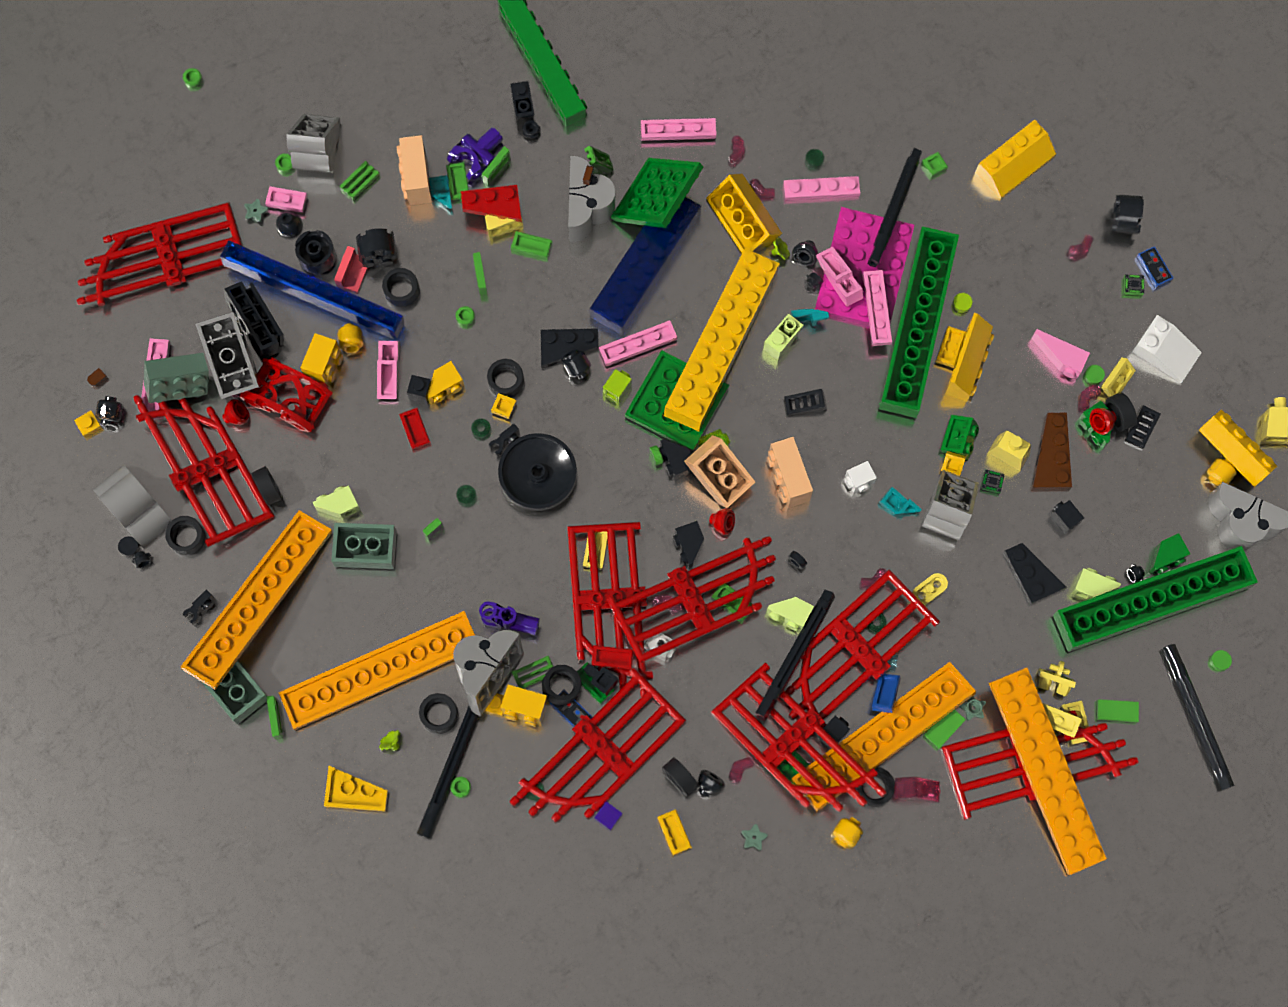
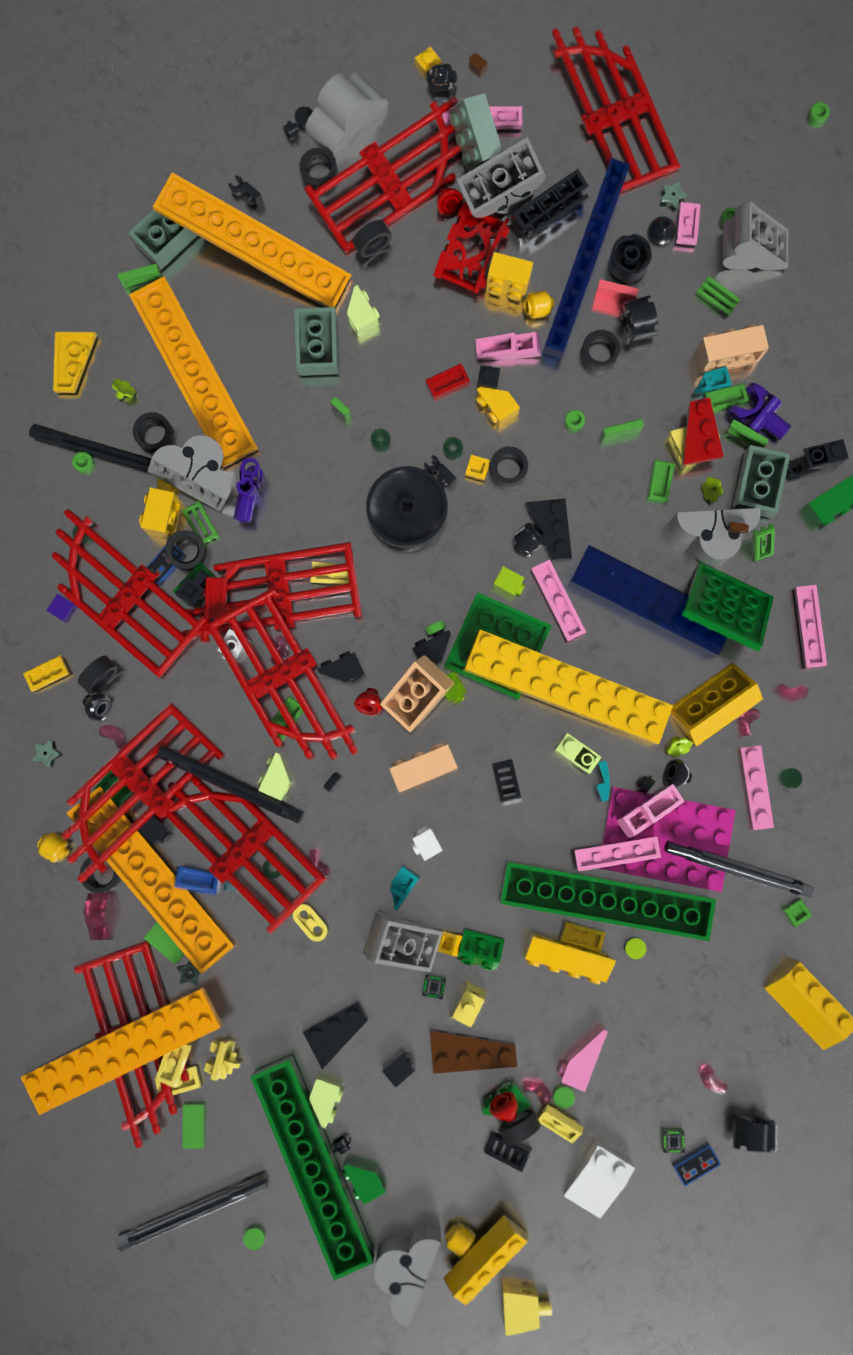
camera: 90 degrees right, 10 degrees up
(541, 157) = (761, 480): none -> sand green brick
(544, 200) = (712, 489): none -> lime plant

